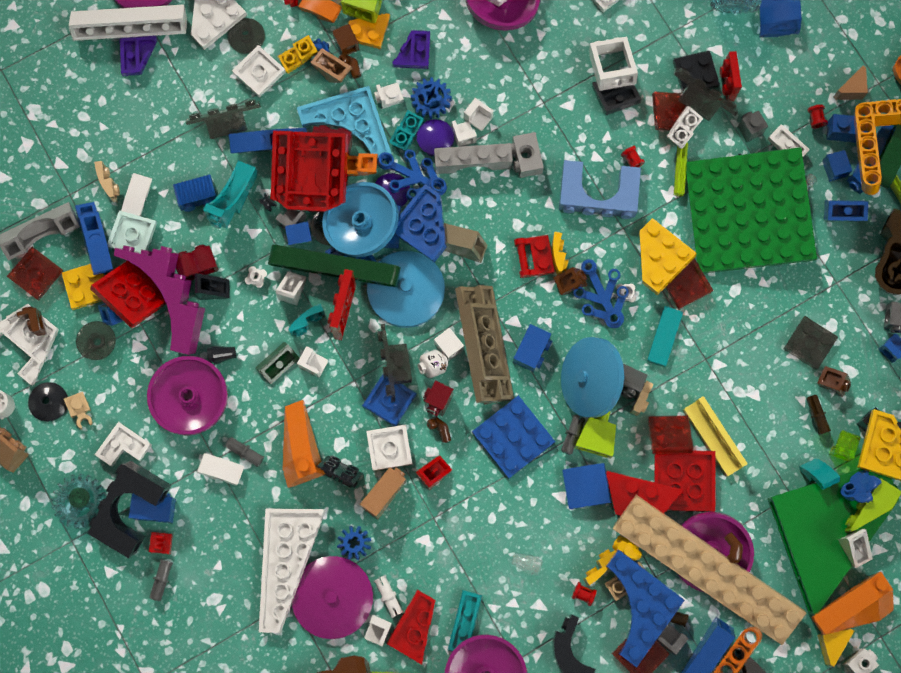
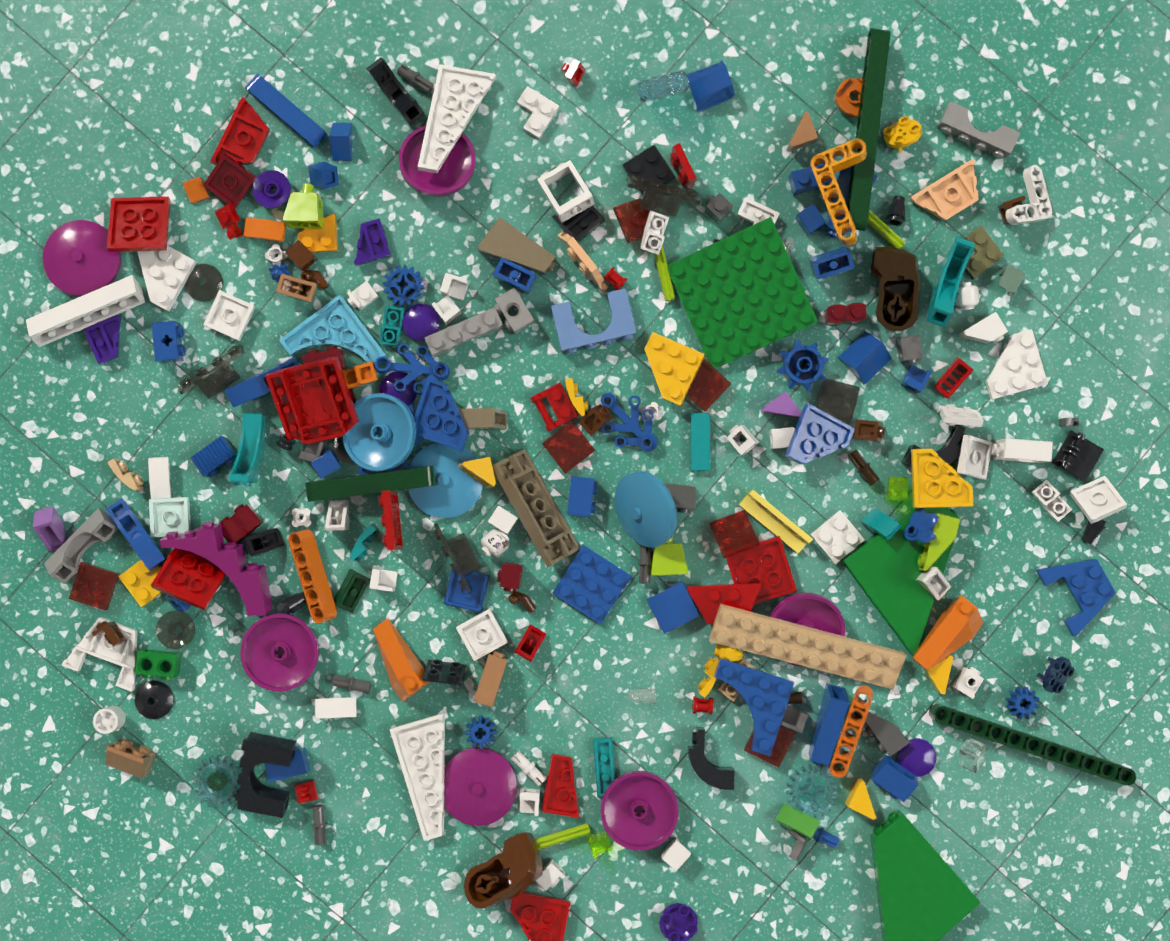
camera: 15 degrees left, 10 degrees up
(15, 205) = (50, 528): none -> medium lavender slope
(68, 363) = (158, 660): none -> green brick
(78, 406) = (183, 695): tan plate -> none
(122, 440) = (234, 713): white plate -> none
(188, 82) = (161, 335): none -> blue brick
(246, 334) = (312, 576): none -> orange beam
(298, 55) = (261, 286): yellow slope -> none
(322, 28) = (270, 255): none -> white plate
(443, 288) = (480, 470): none -> yellow slope
(535, 298) = (568, 447): none -> clear red plate
(539, 121) = (515, 276): none -> blue brick
(548, 99) = (511, 244): none -> dark tan slope
(611, 135) = (586, 265): none -> light nougat wing
(641, 403) = (698, 514): tan plate -> none
(711, 354) = (734, 438): none -> white brick
(736, 548) = (825, 620): reddish brown arm -> none
(747, 359) = (780, 437): none -> white panel
(756, 329) = (782, 406): none -> medium lavender slope
(771, 474) = (837, 537): none -> white plate
(783, 366) = (817, 435): none -> plate
(796, 288) = (813, 363): none -> blue brick
(817, 116) = (777, 176): red bush -> none
(848, 264) = (850, 314): none -> dark red brick
(852, 311) = (865, 357): none -> blue slope

